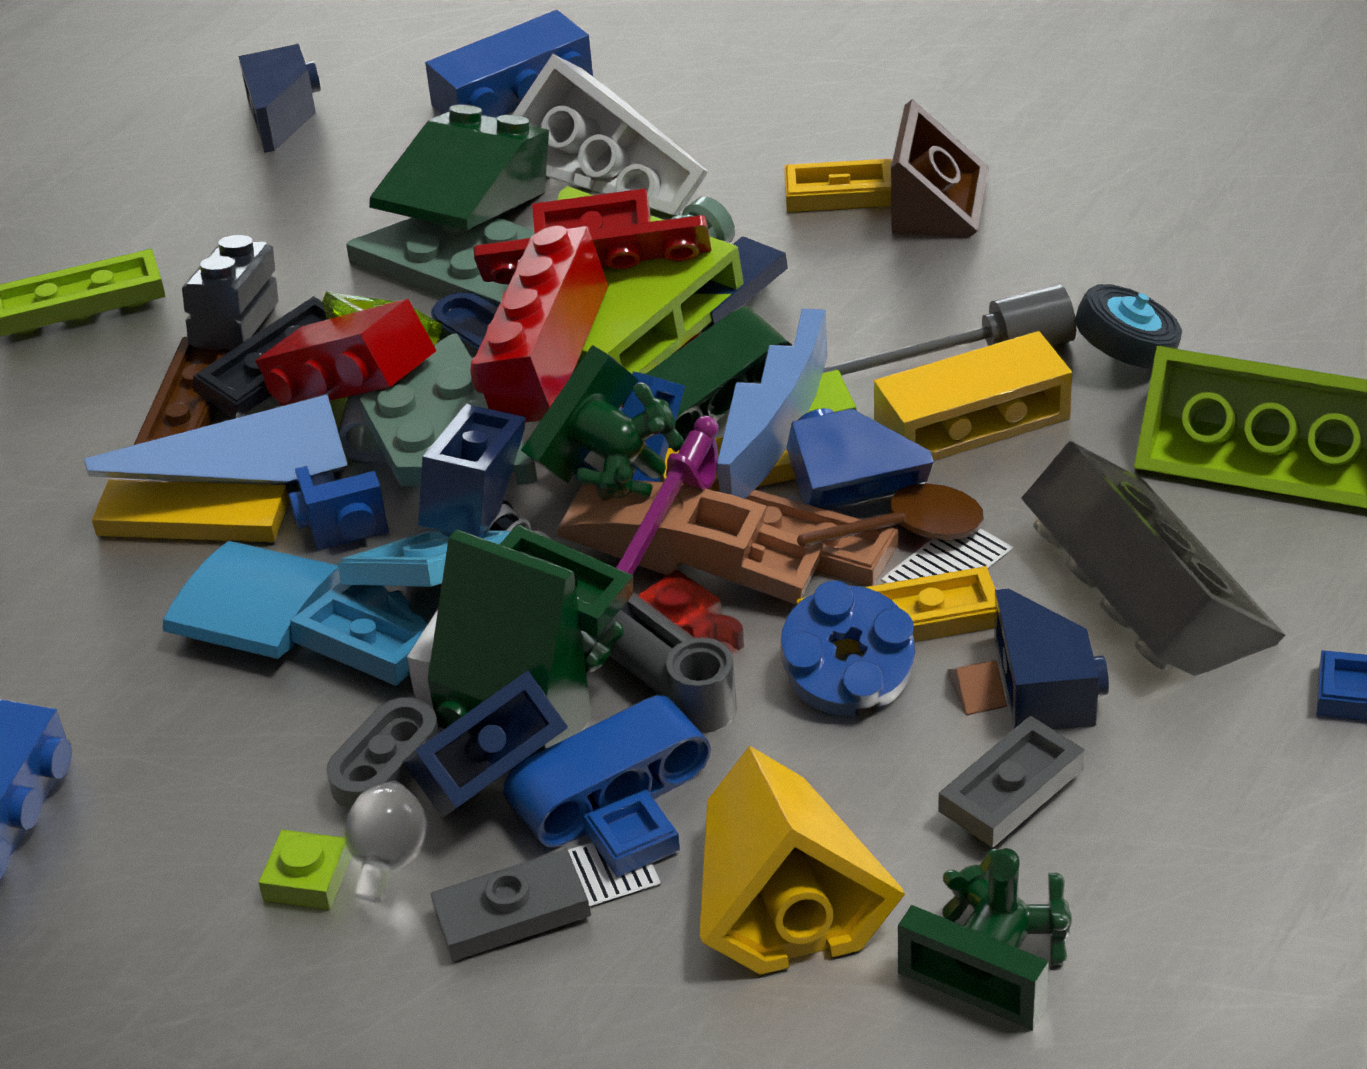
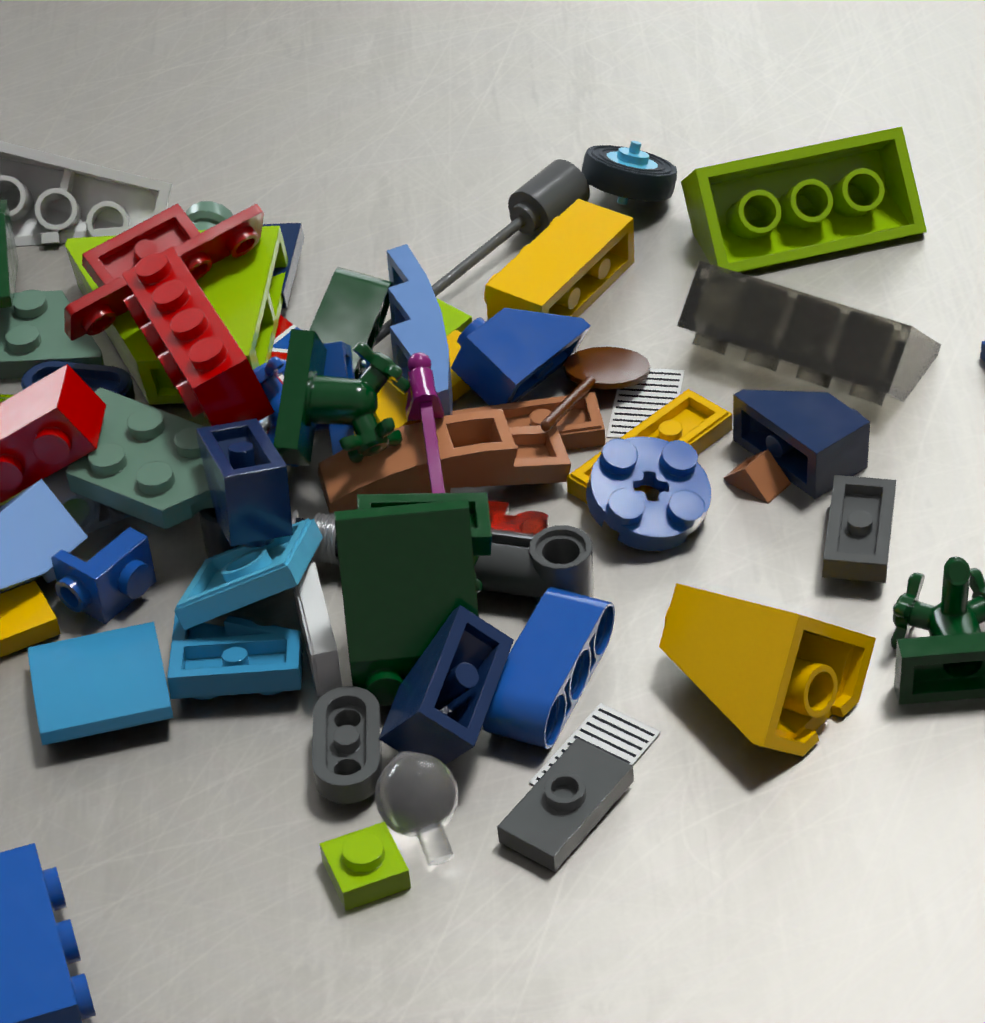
camera: 35 degrees left, 0 degrees up
(631, 833) = (608, 704): blue tile -> none
(838, 185) = (281, 159): yellow tile -> none
(934, 179) = (362, 126): reddish brown slope -> none

